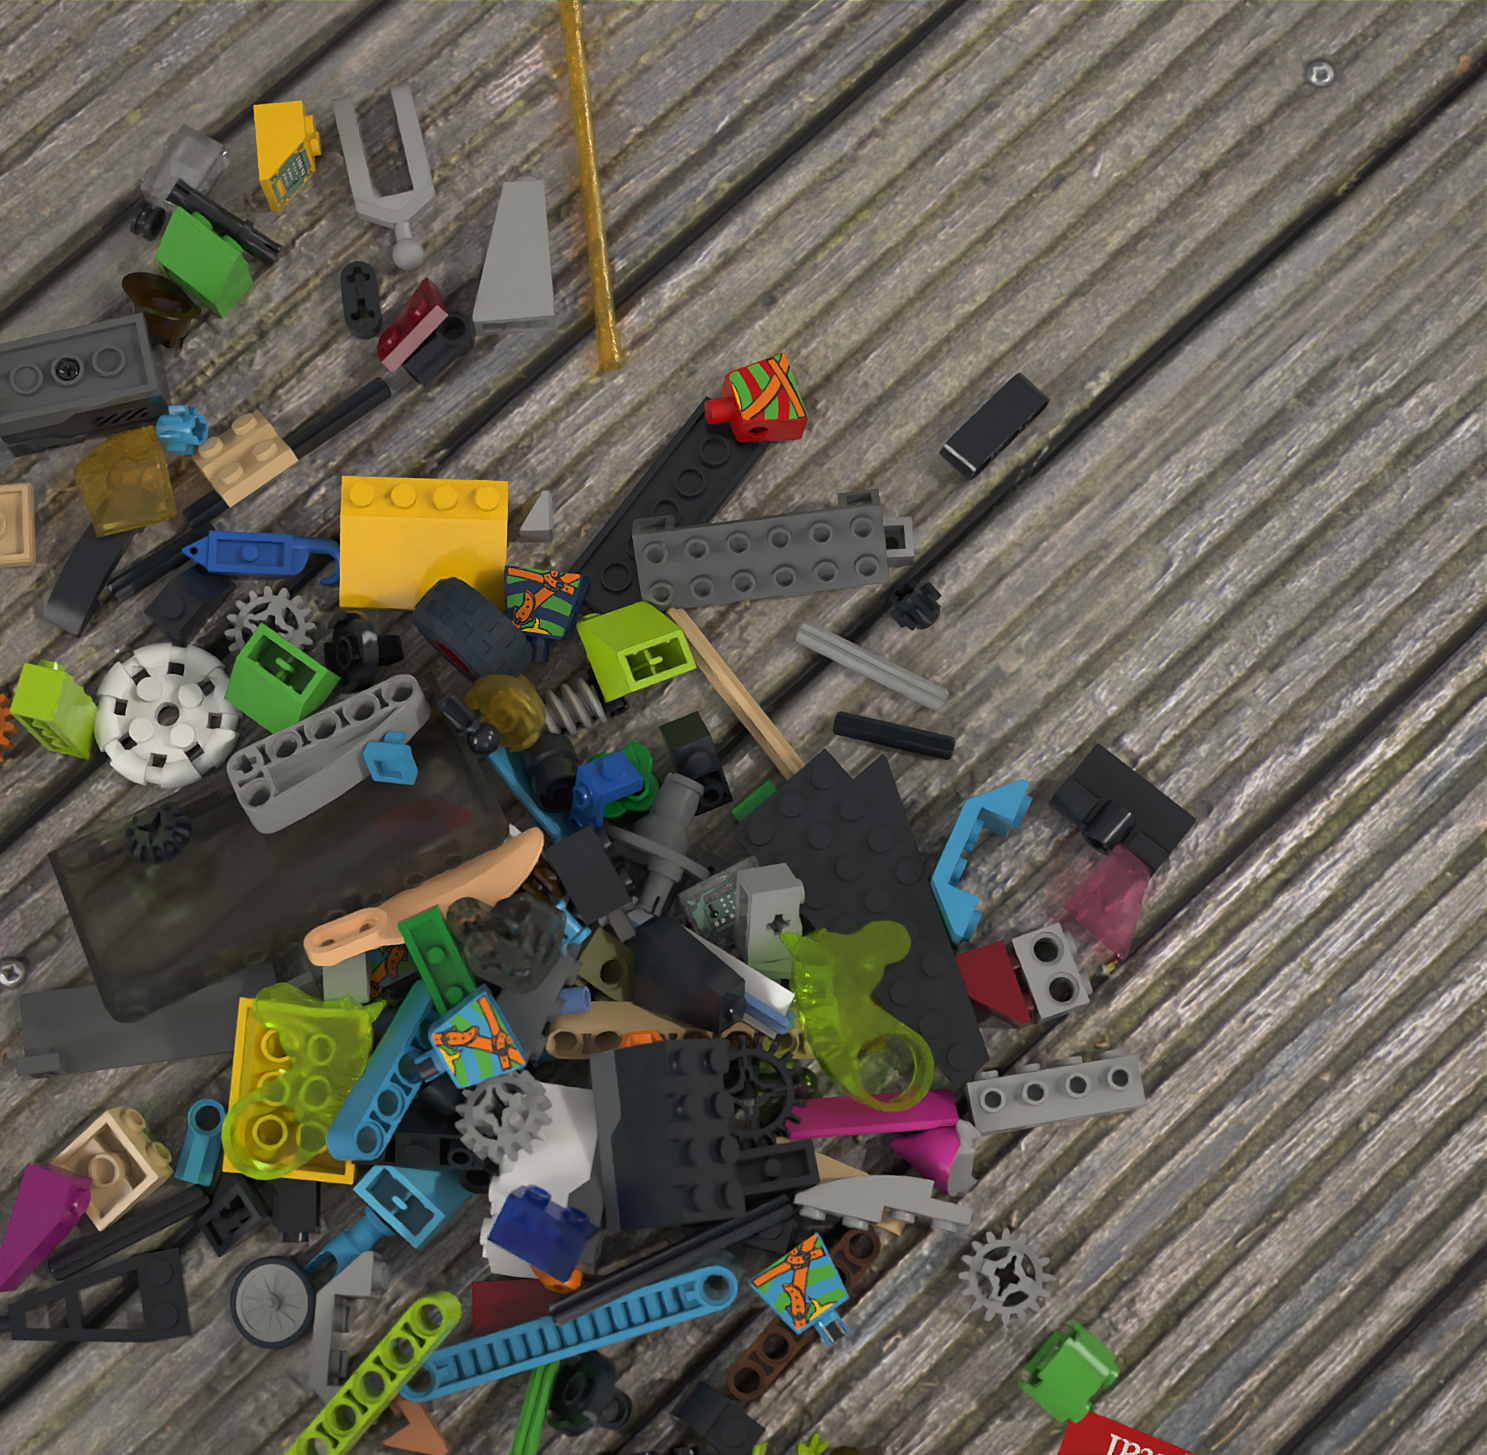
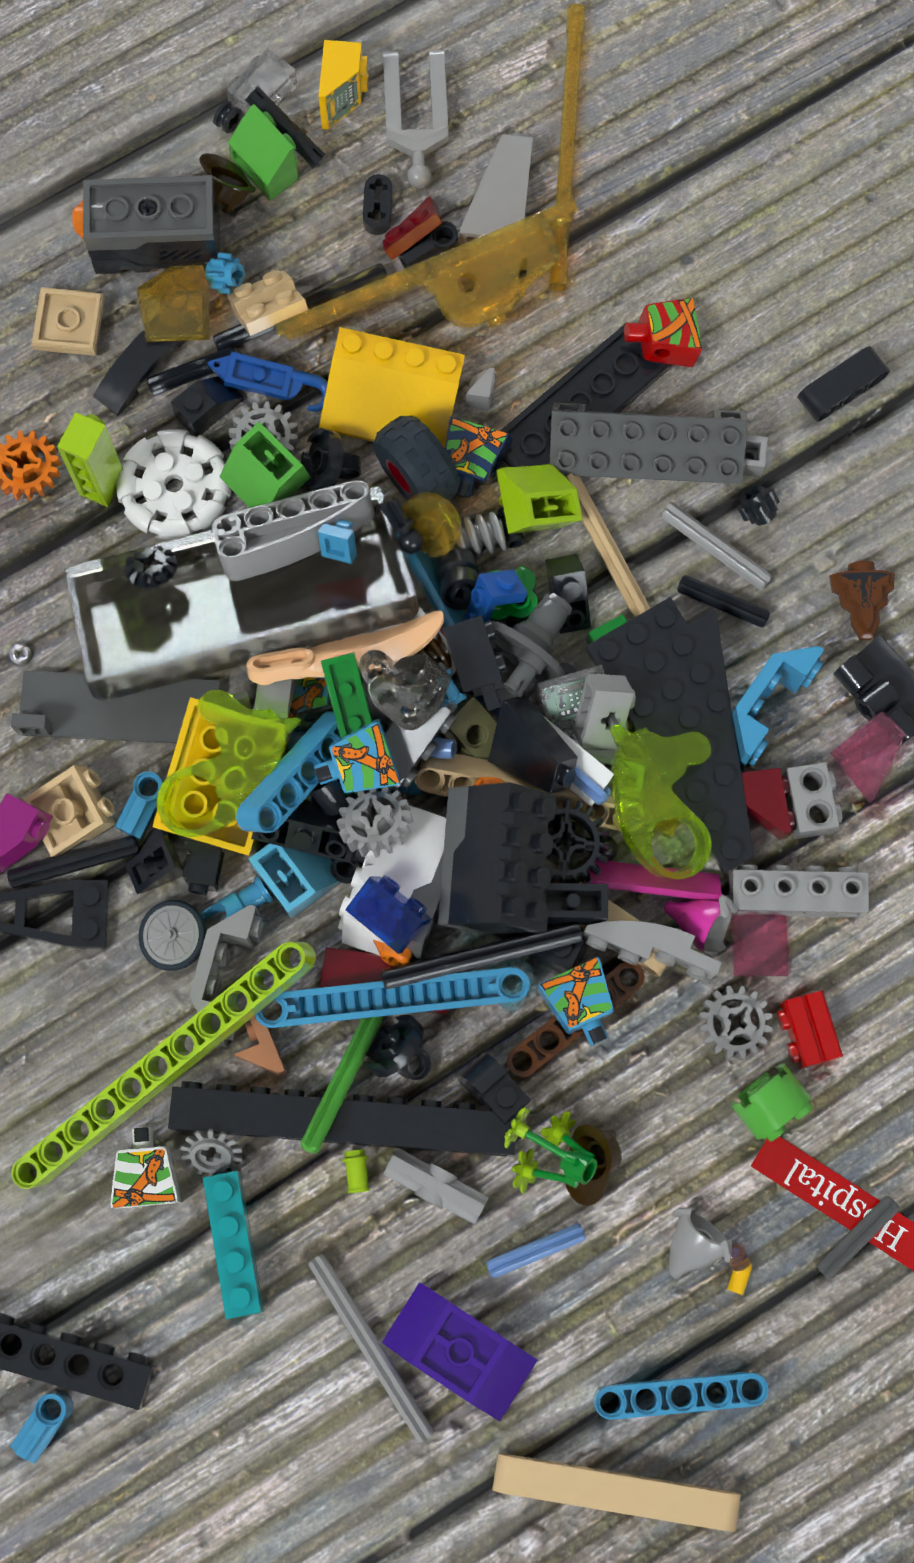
camera: 10 degrees right, 0 degrees up
(517, 355) = (488, 261): none -> clear yellow piece
(1018, 1170) = (759, 945): none -> clear pink piece
(1068, 695) = (863, 594): none -> reddish brown rock
(1100, 1269) = (809, 1030): none -> red brick

